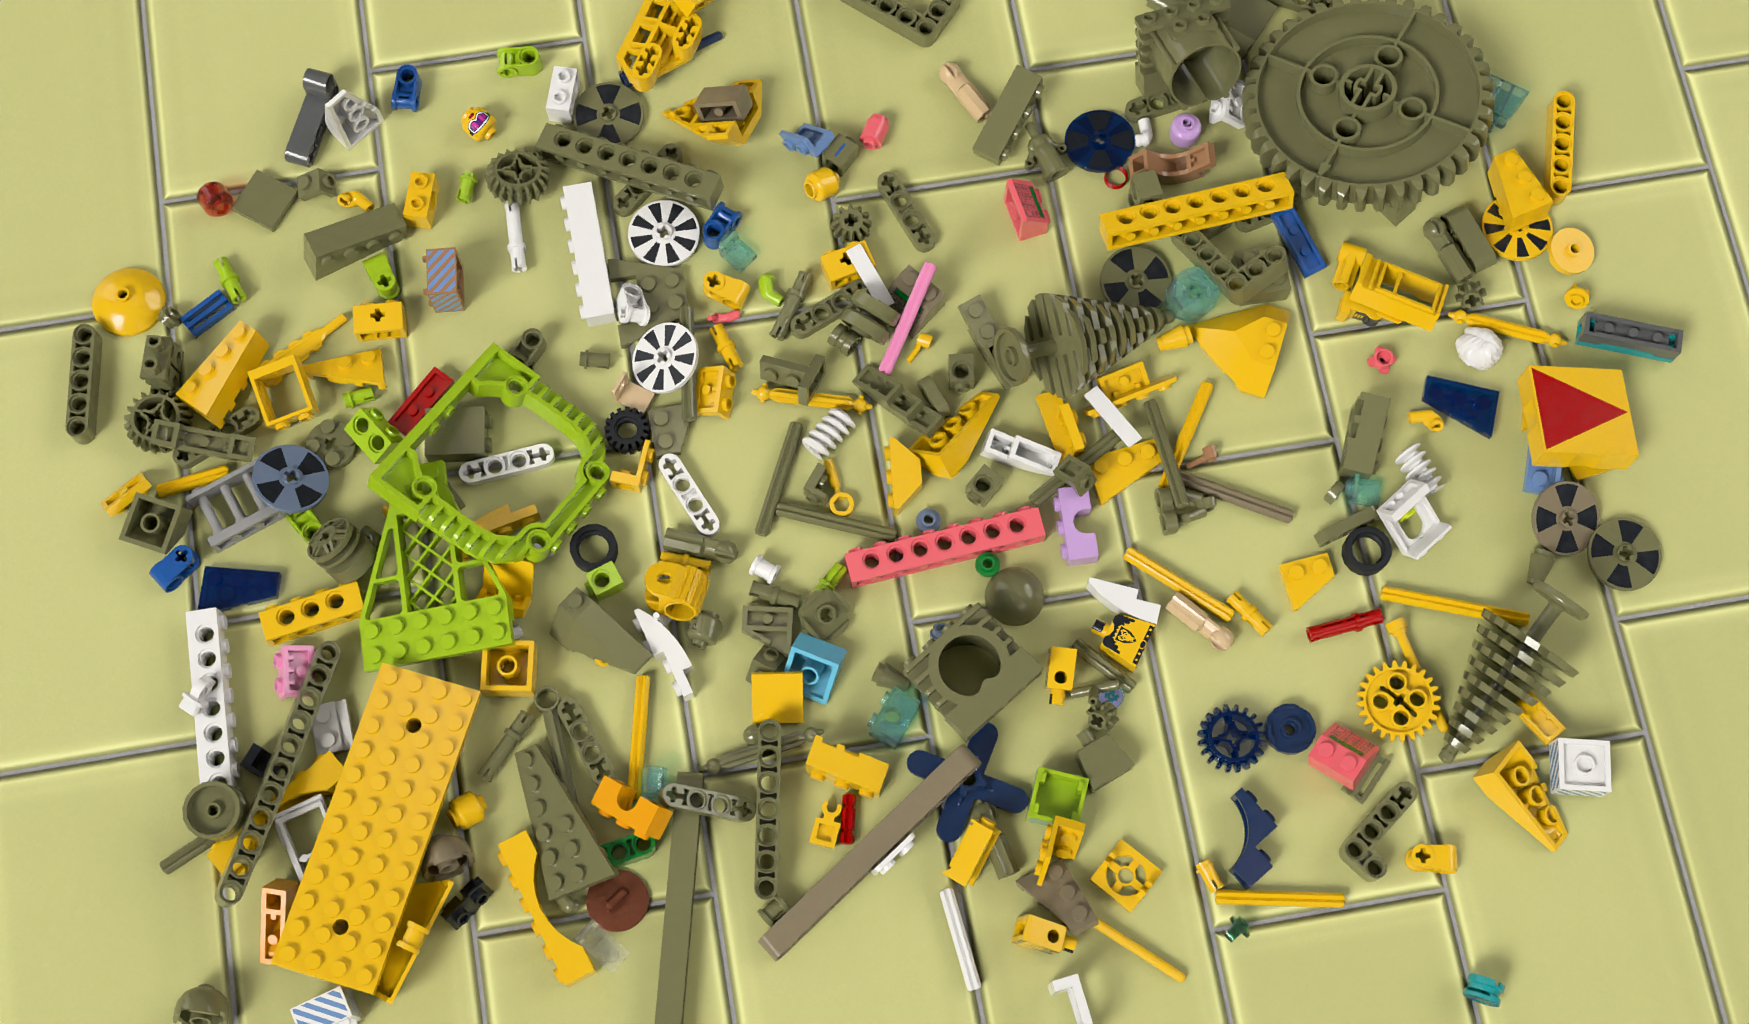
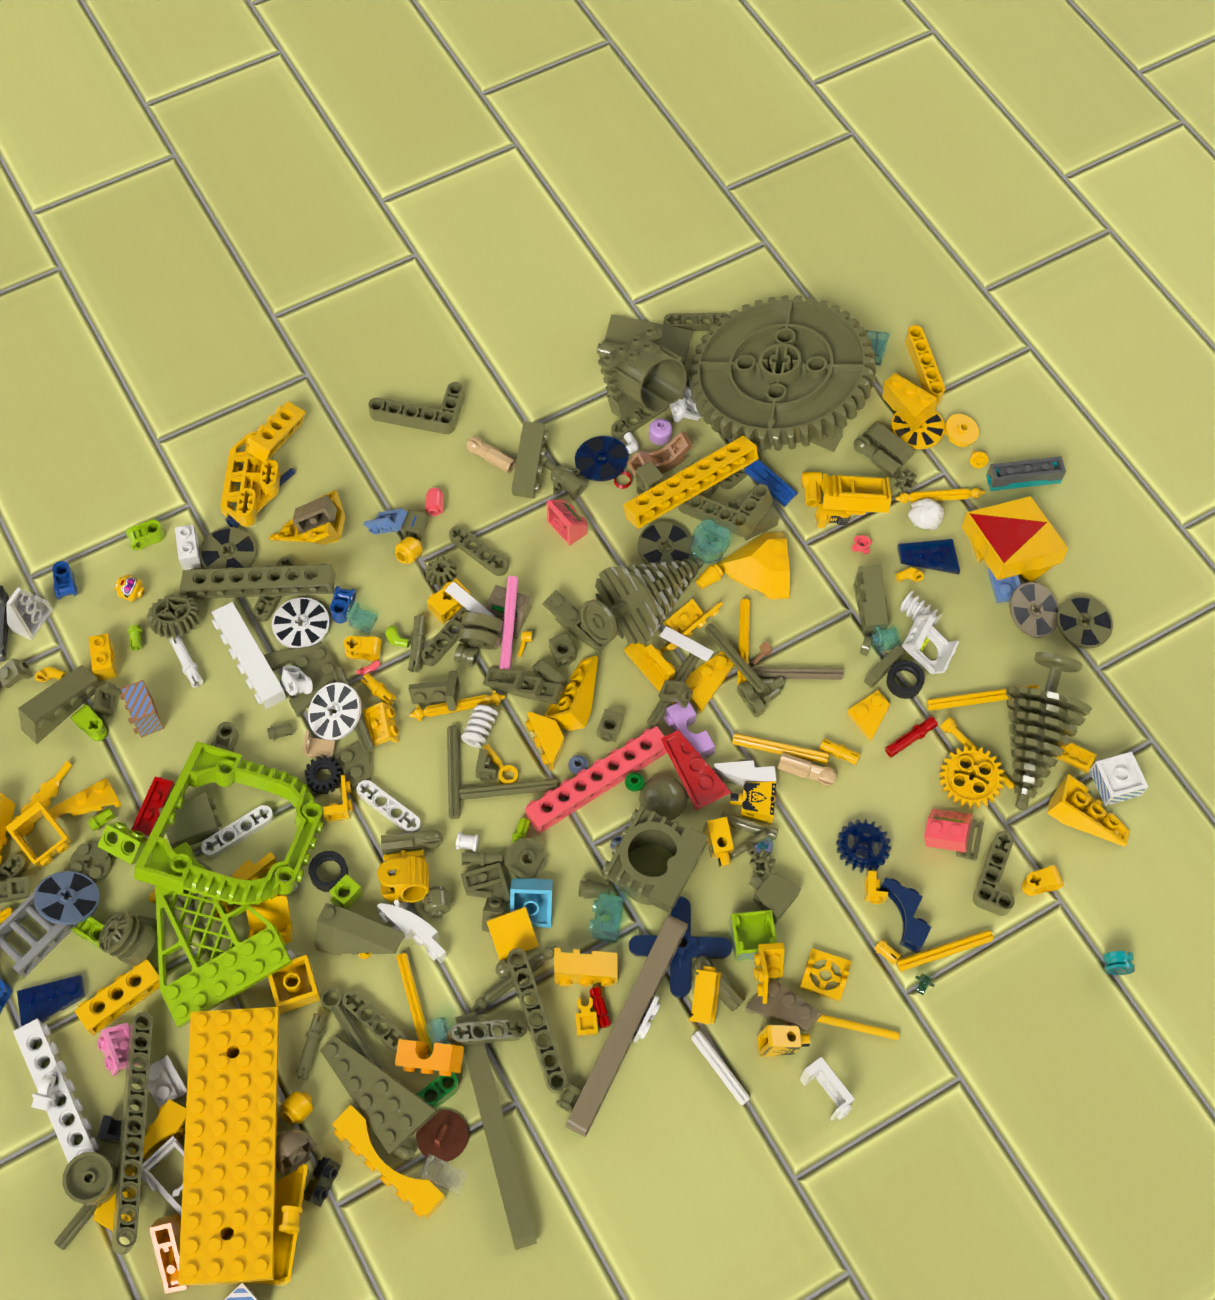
camera: 20 degrees left, 10 degrees down
(369, 325) = (109, 757): yellow brick -> none
(408, 253) = (105, 698): none -> olive bracket
(1020, 453) = (627, 693): white slope -> none
(1062, 580) = (695, 773): none -> red wing
(1223, 790) = (872, 889): none -> yellow bracket
(1301, 723) = (906, 816): dark blue plate -> none
(1540, 565) = (1030, 646): olive cone -> none

